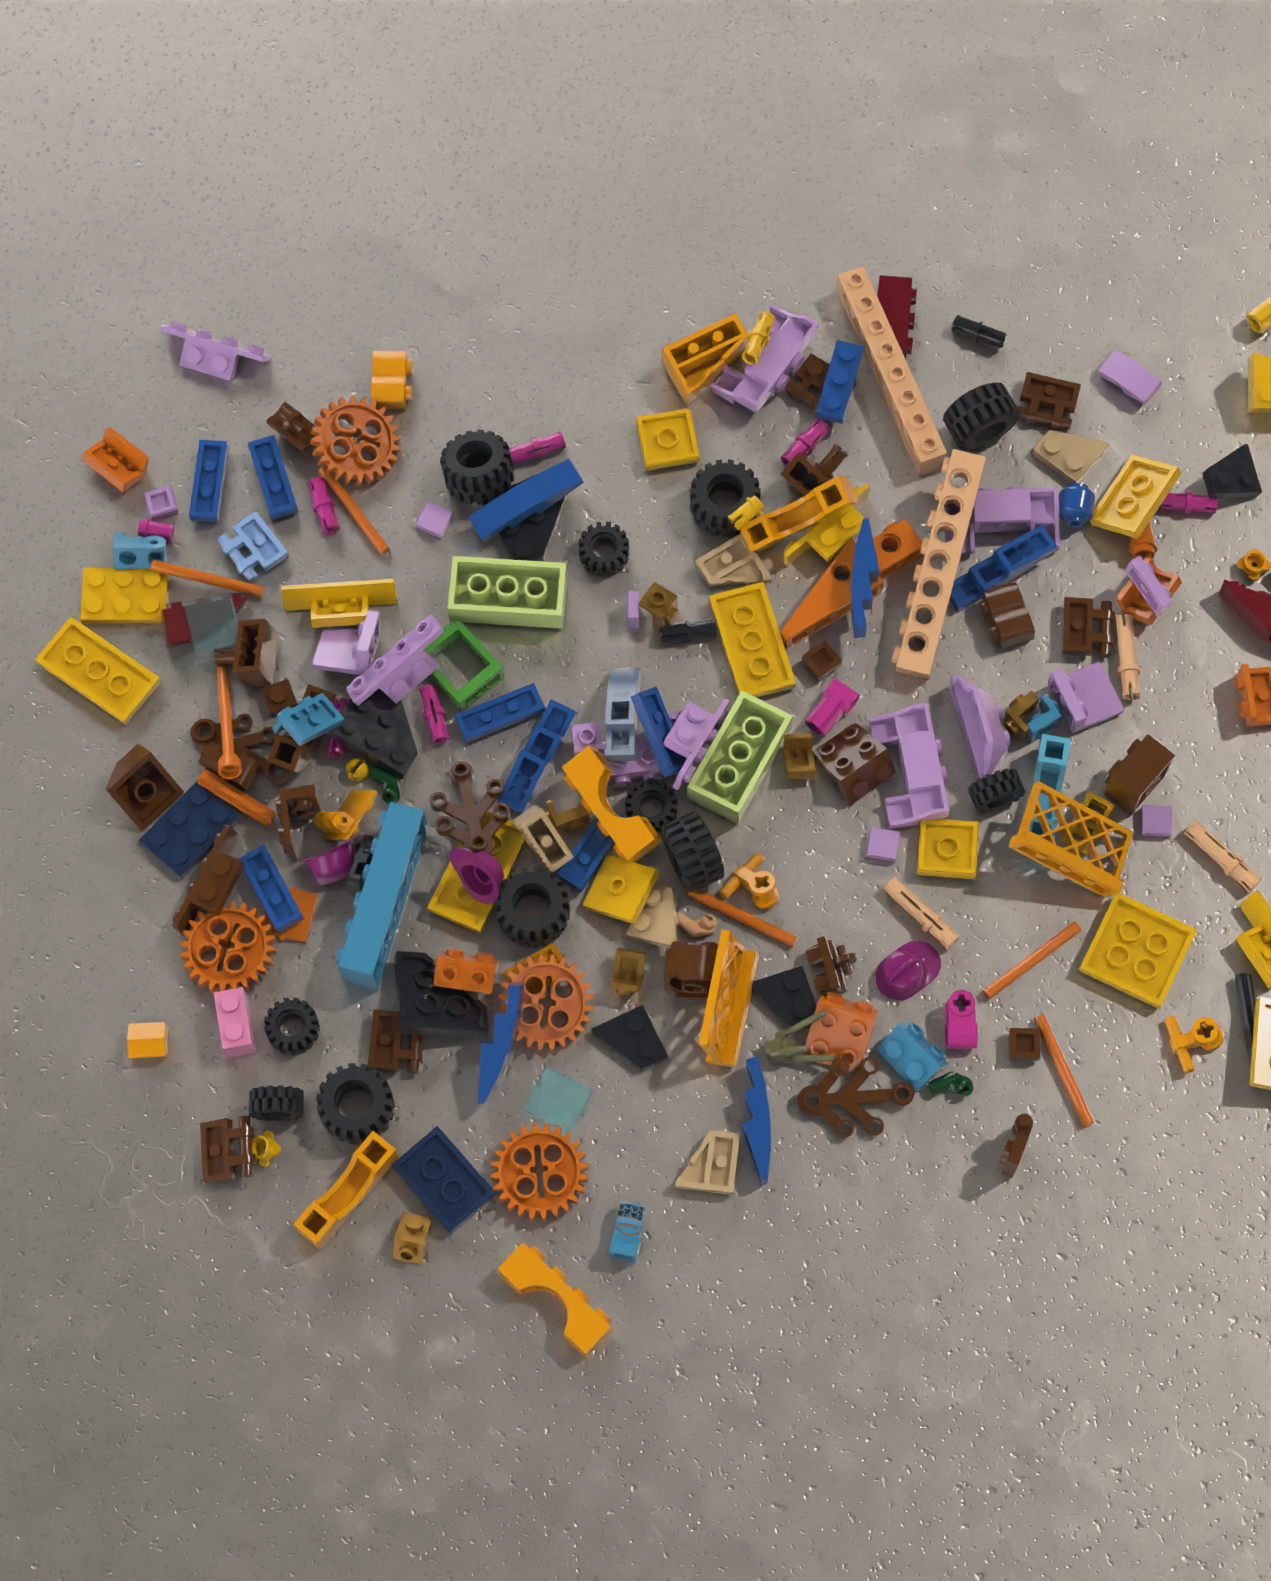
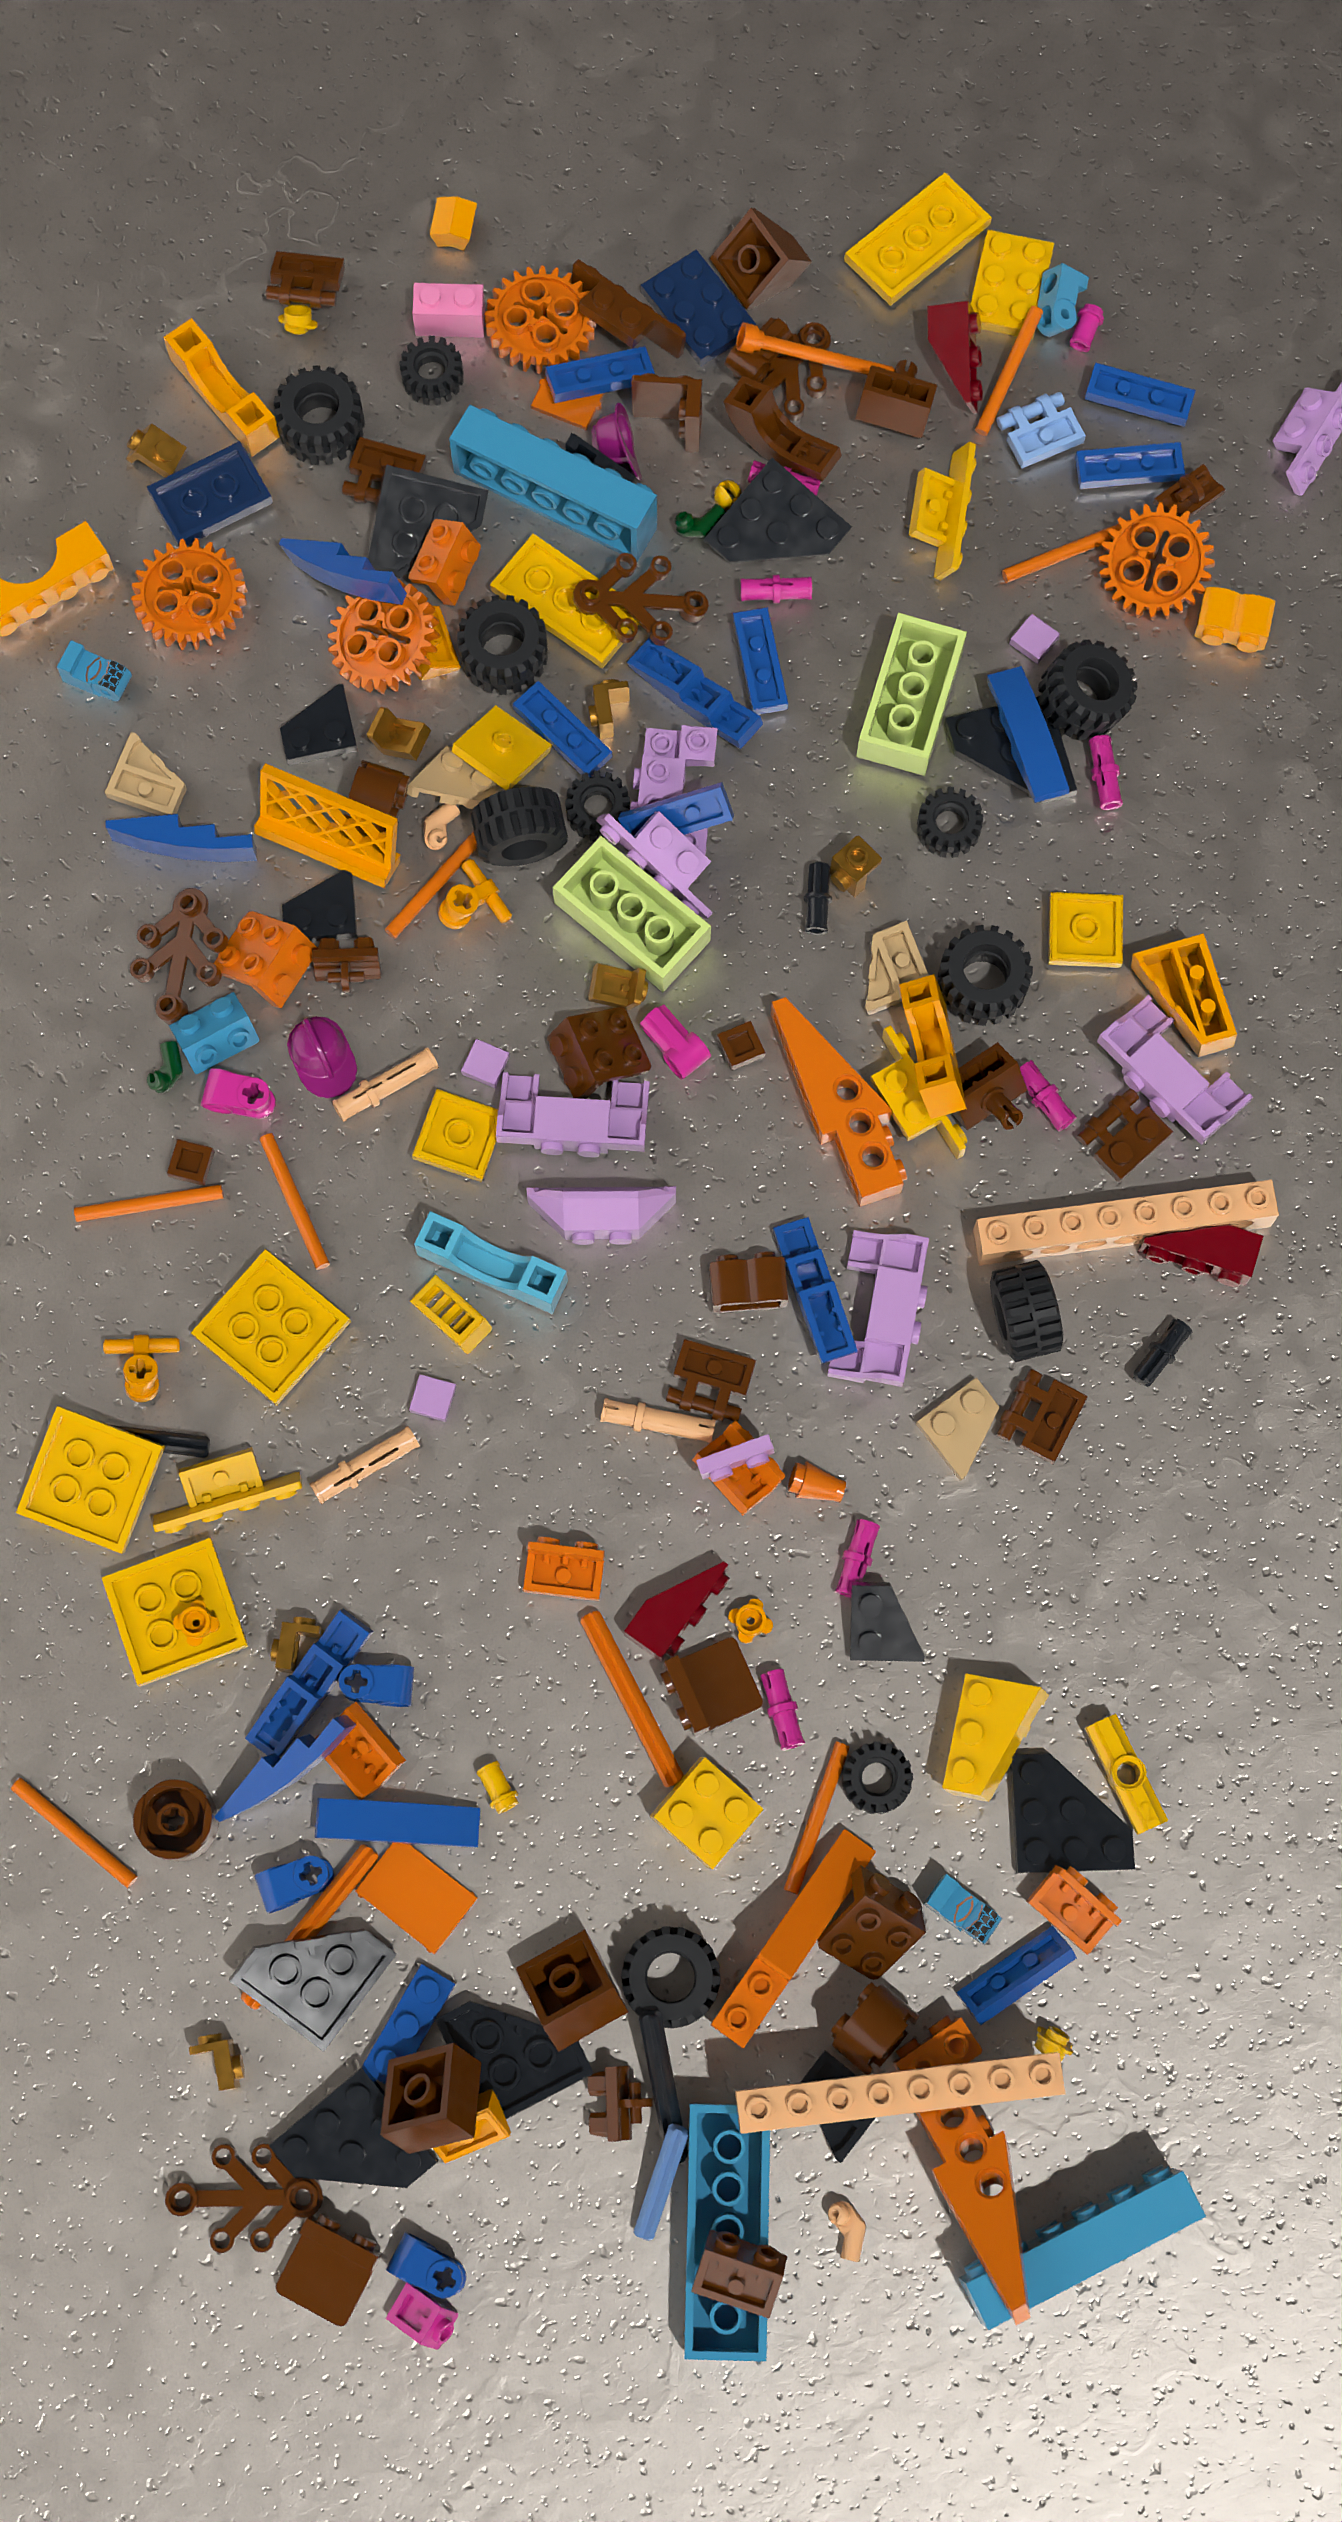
camera: 100 degrees right, 5 degrees up
(117, 460) = (1186, 295): orange bracket -> none
(161, 503) = (1123, 341): lavender tile -> none
(212, 622) = (944, 356): clear light blue piece -> none
(236, 798) = (715, 361): orange axle -> none
(276, 1103) = (339, 331): black tyre -> none
(279, 696) = (840, 427): reddish brown plate -> none
(308, 719) = (782, 426): dark azure bracket -> none
(323, 505) = (1080, 516): dark pink pin -> none
(344, 823) = (657, 453): light orange hinge -> none
(348, 648) = (880, 505): lavender bracket -> none
(401, 666) = (832, 545): lavender bracket -> none
(479, 873) = (553, 591): magenta piece -> none
(480, 683) = (811, 662): bright green window -> none
(543, 838) = (578, 666): tan brick -> none
(558, 1100) = (271, 636): clear light blue piece -> none
(590, 776) = (637, 730): light orange arch -> none
(621, 715) = (749, 796): sand blue slope -> none
(633, 609) = (850, 830): lavender tile -> none
(747, 512) = (951, 988): yellow pin -> none
(752, 640) = (792, 965): yellow plate -> none
(758, 338) = (1194, 1054): yellow pin -> none
(784, 1048) = (259, 884): olive plant -> none
(839, 381) = (1119, 1151): blue plate -> none
(864, 571) = (842, 1106): blue slope -> none
(958, 465) = (941, 1267): light nougat brick -> none
(996, 790) = (511, 1204): black tyre -> none
(1014, 1149) = (52, 1104): reddish brown plate -> none
(1019, 710) = (619, 1267): pearl gold bracket -> none
(1045, 722) = (592, 1286): dark azure bracket -> none
(1070, 863) = (391, 1259): light orange fence -> none
(1076, 504) = (881, 1408): blue head -> none
(1084, 696) = (616, 1350): lavender bracket -> none
(1130, 376) = (1054, 1531): lavender slope -> none
(1135, 496) = (875, 1485): yellow plate -> none
(1138, 774) = (487, 1379): reddish brown brick -> none

